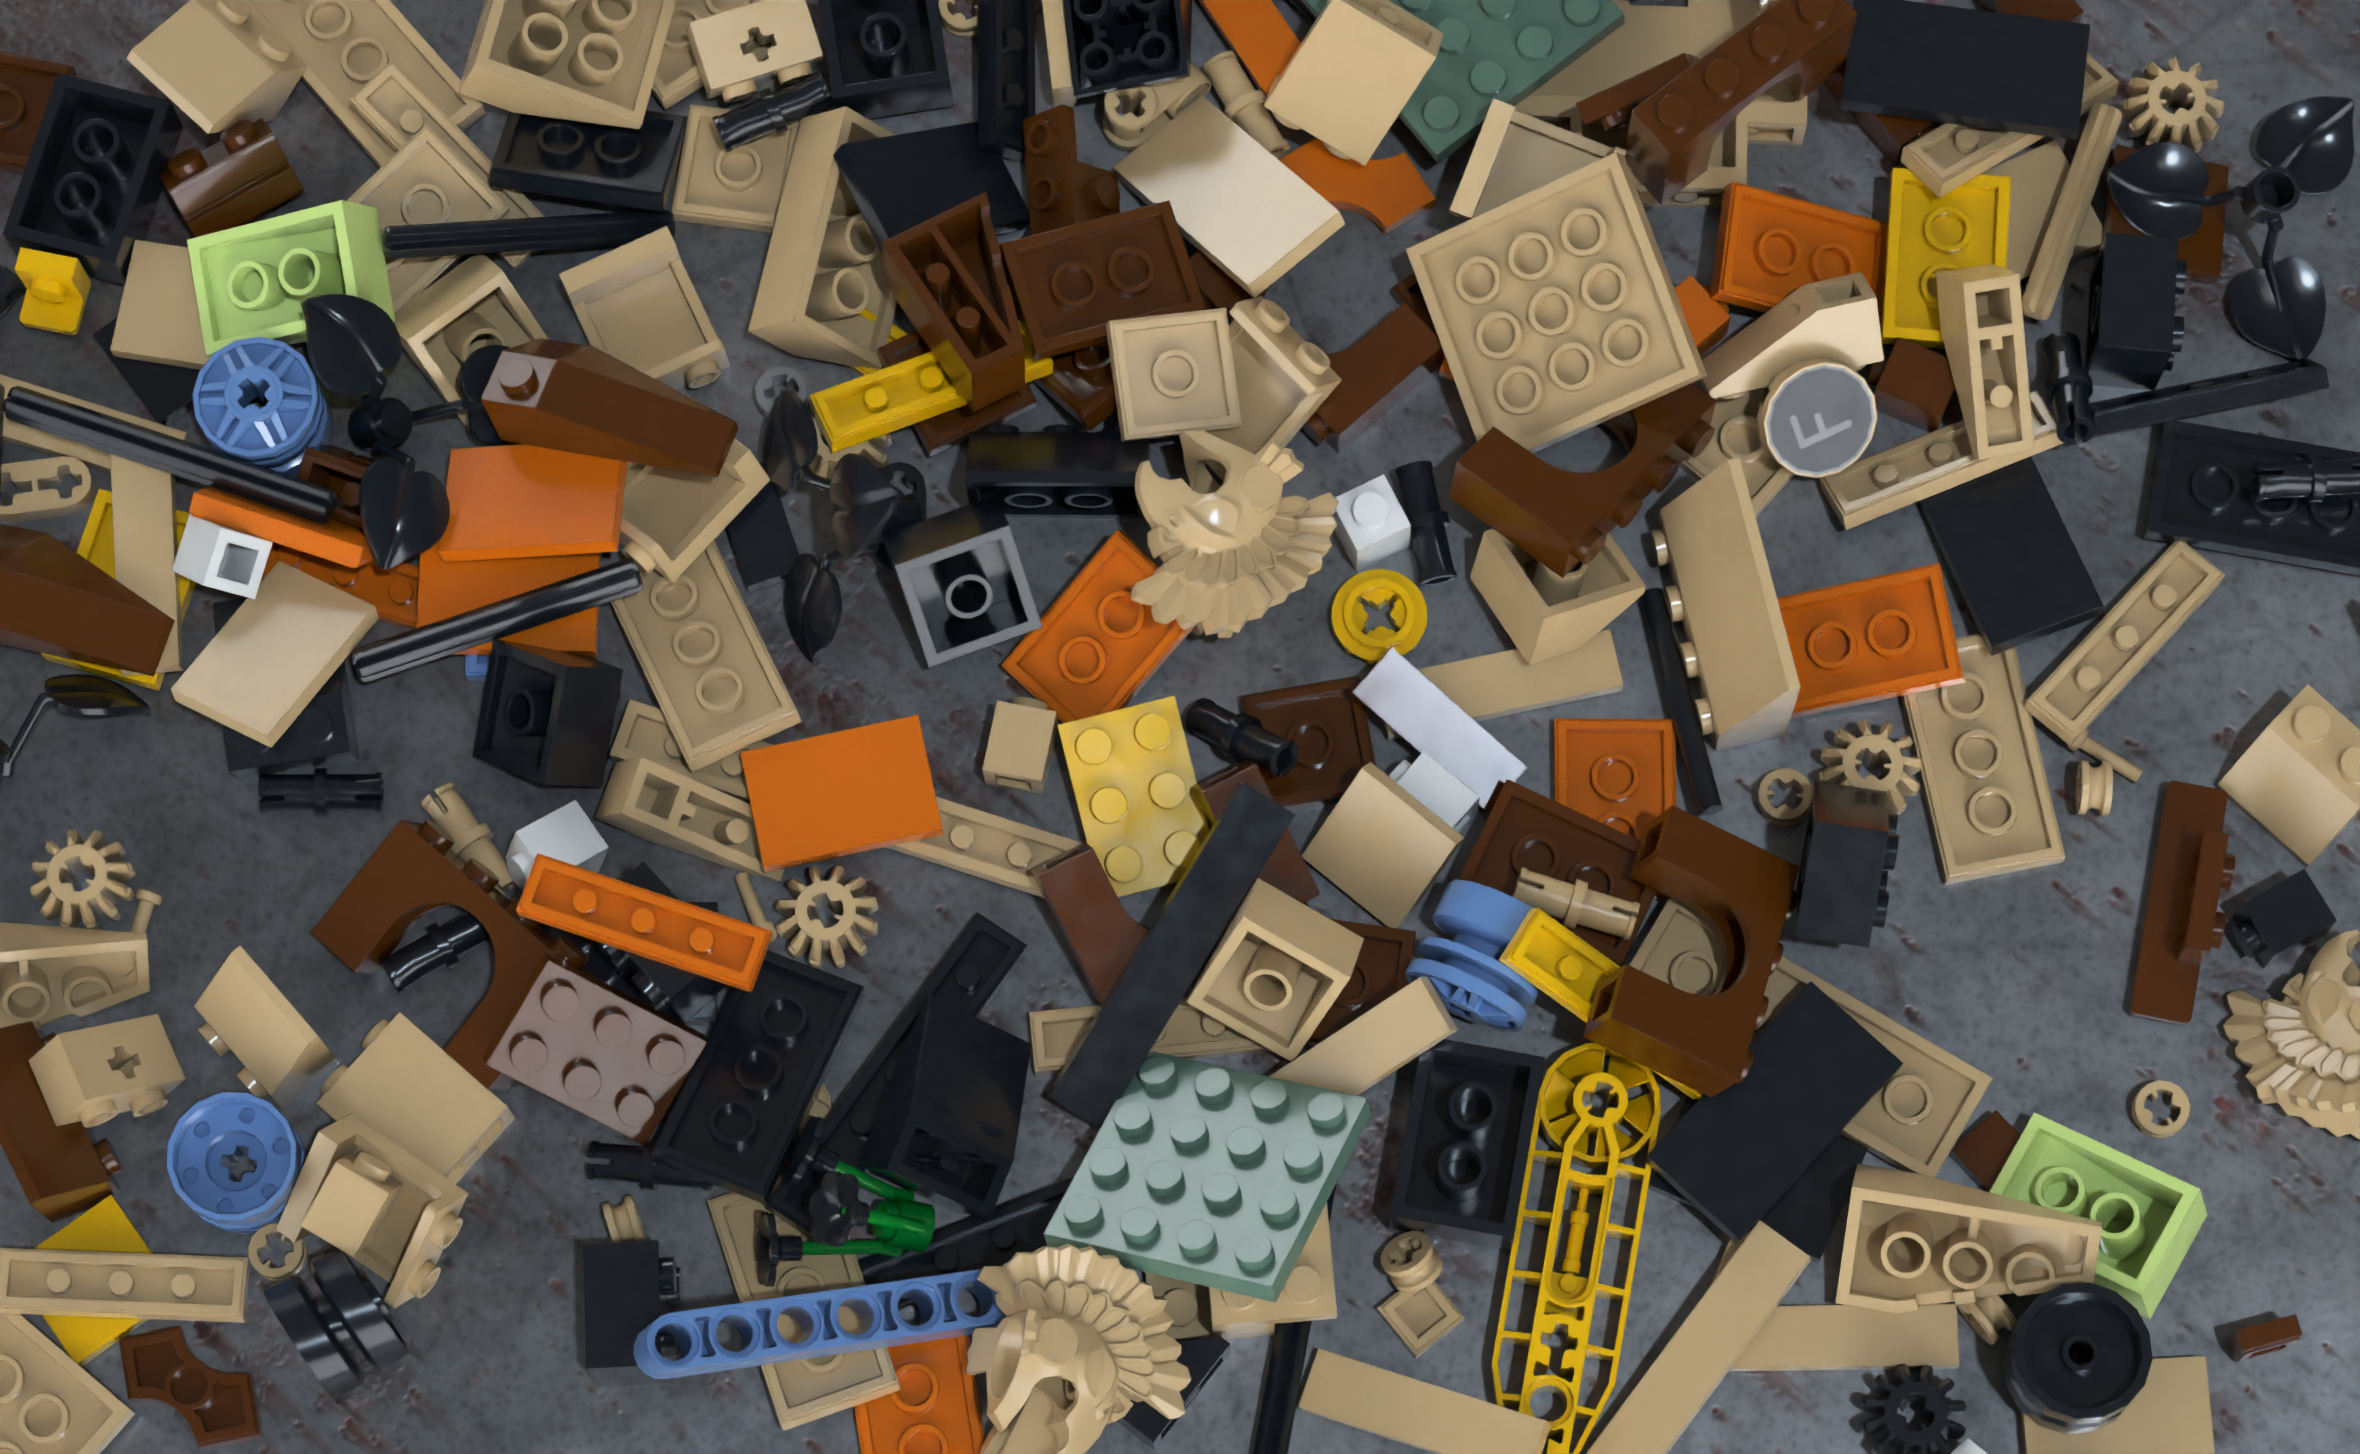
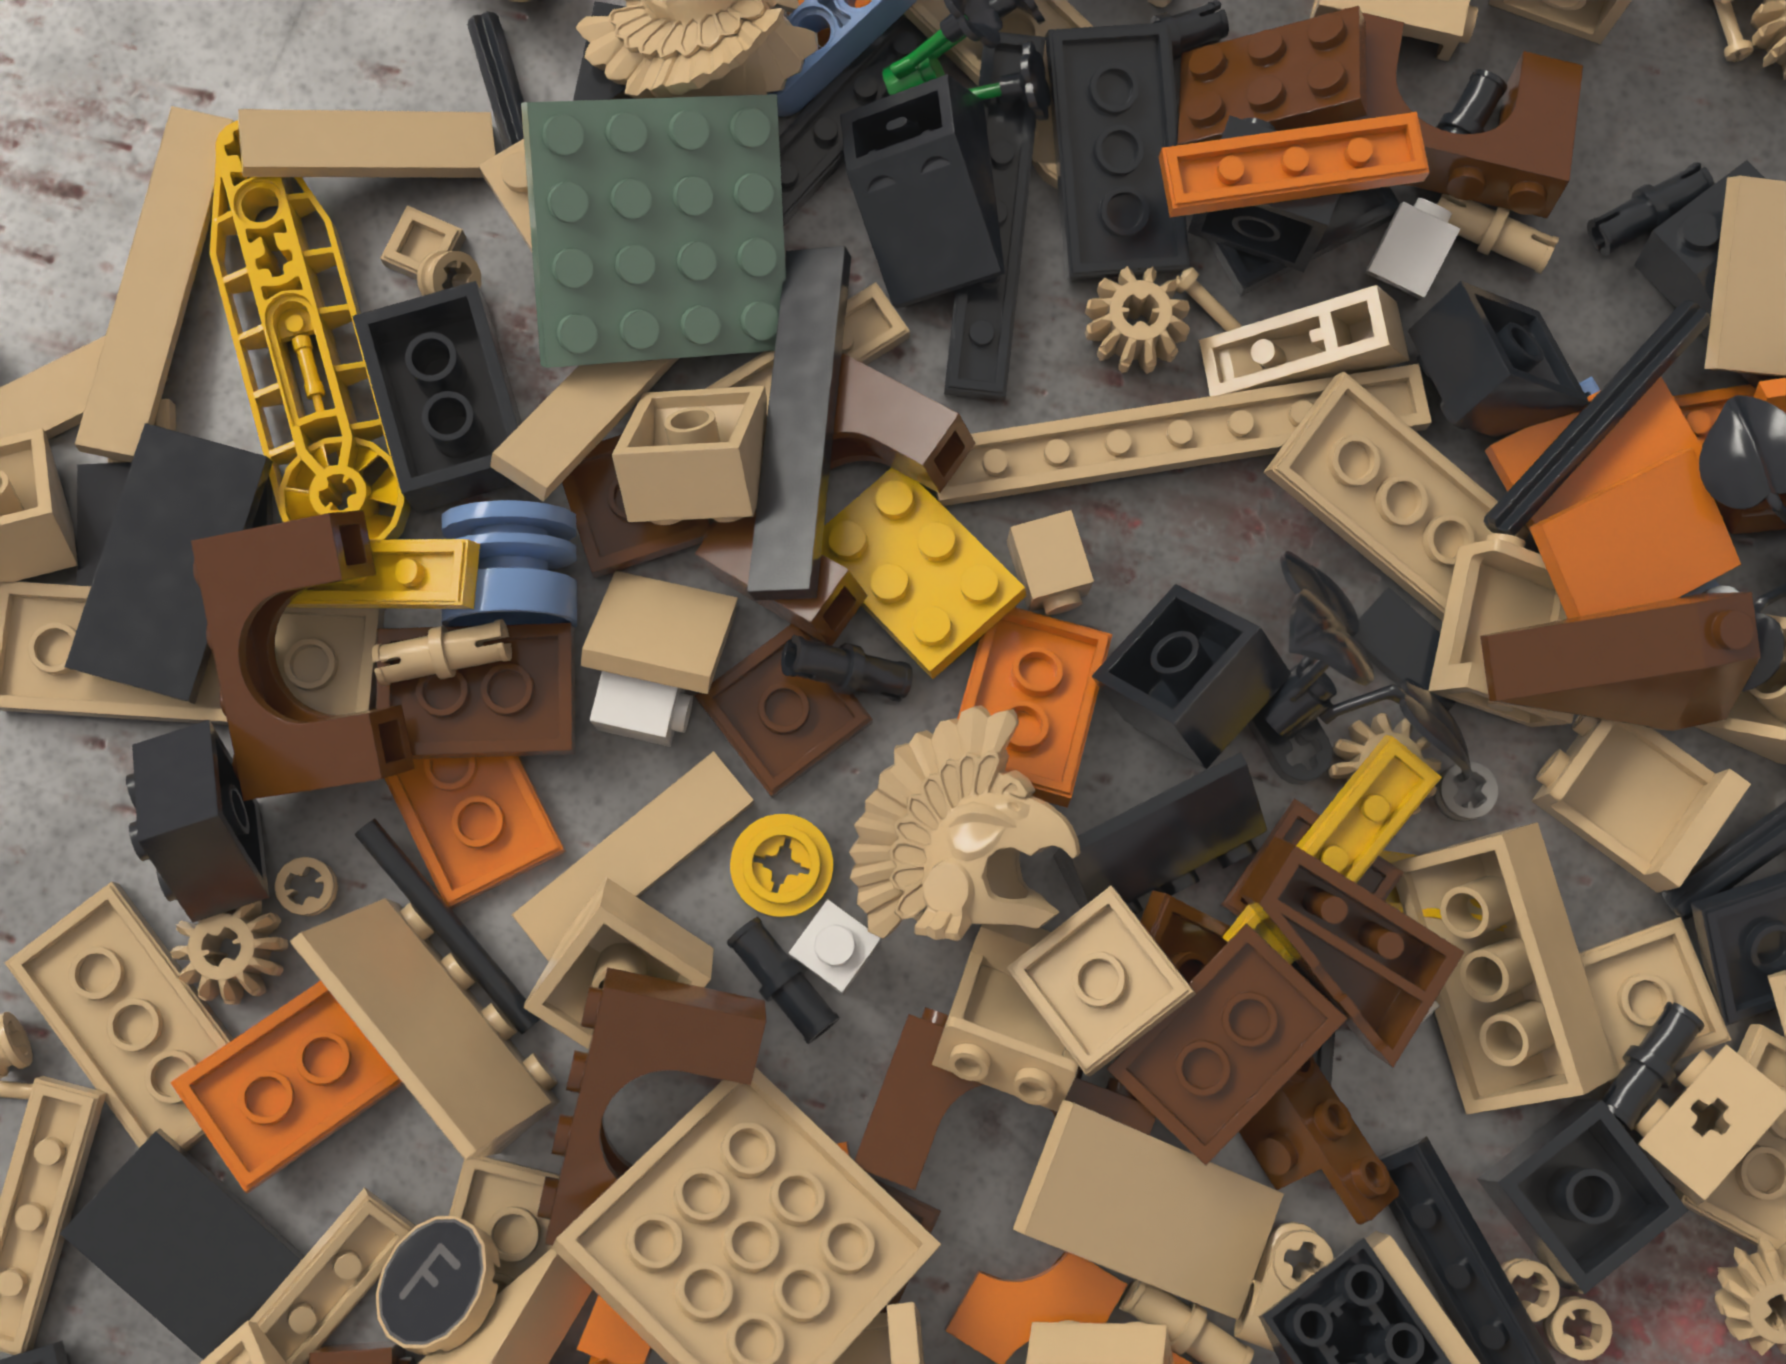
camera: 145 degrees right, 5 degrees up
(841, 793) = (1187, 427): orange tile -> none
(925, 173) = (1457, 1068): black tile -> none
(1437, 726) = (666, 775): tile -> none

